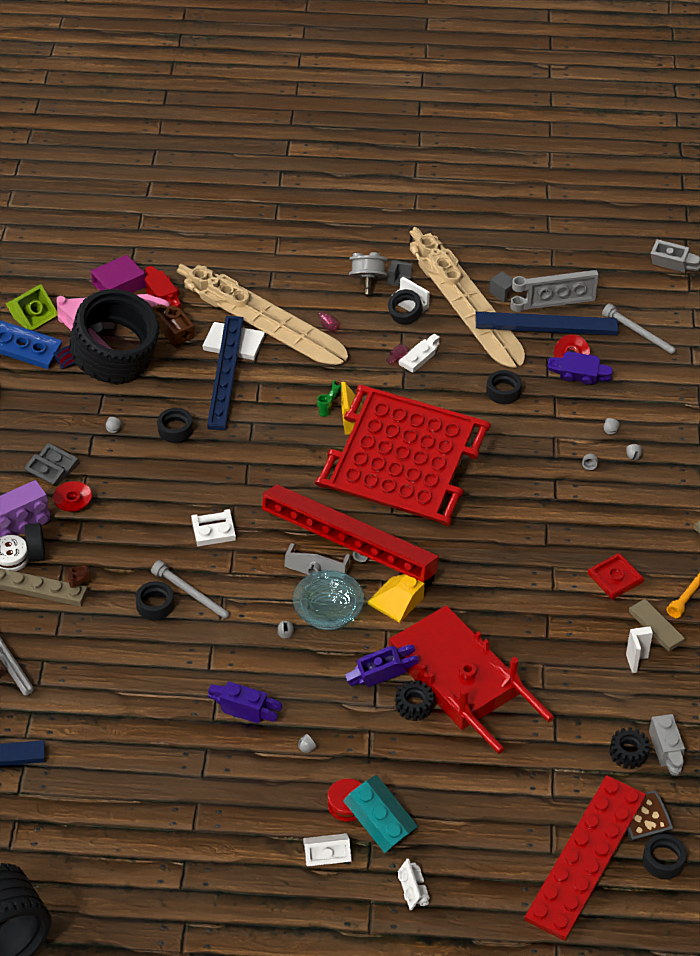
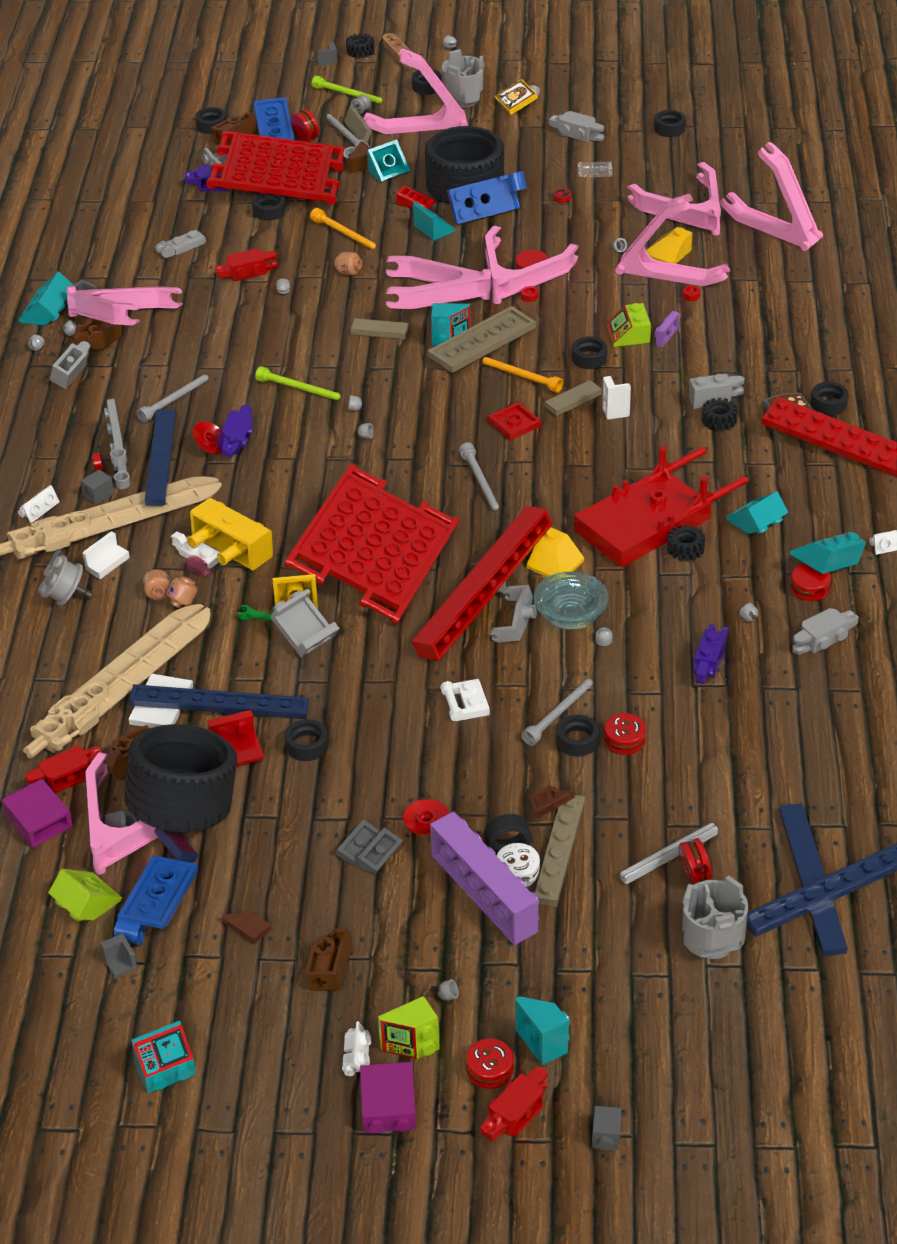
camera: 90 degrees left, 5 degrees down
(113, 424) = (305, 795): light grey hinge -> none
(151, 633) = (624, 733): none -> red head
(176, 383) = (240, 733): none -> red bracket
(272, 801) = (823, 630): none -> light grey hinge
(307, 415) = (302, 623): none -> light grey panel
(327, 849) = (865, 592): white panel -> none
(328, 321) = (137, 622): clear pink cylinder -> none
(357, 341) = (182, 591): none -> nougat head
(371, 328) = (156, 584): none -> nougat head
(382, 665) = (656, 556): dark purple hinge -> none
(409, 317) = (132, 545): black tyre -> none
(427, 366) = (230, 534): none -> yellow piece
(455, 764) = (759, 513): none -> teal slope
(481, 255) = (39, 504): none -> white hinge
(506, 377) = (256, 477): black tyre -> none
(557, 536) = (468, 453): none -> light grey piece
(611, 426) = (317, 417): light grey hinge -> none
(676, 388) = (263, 374): none -> lime piece

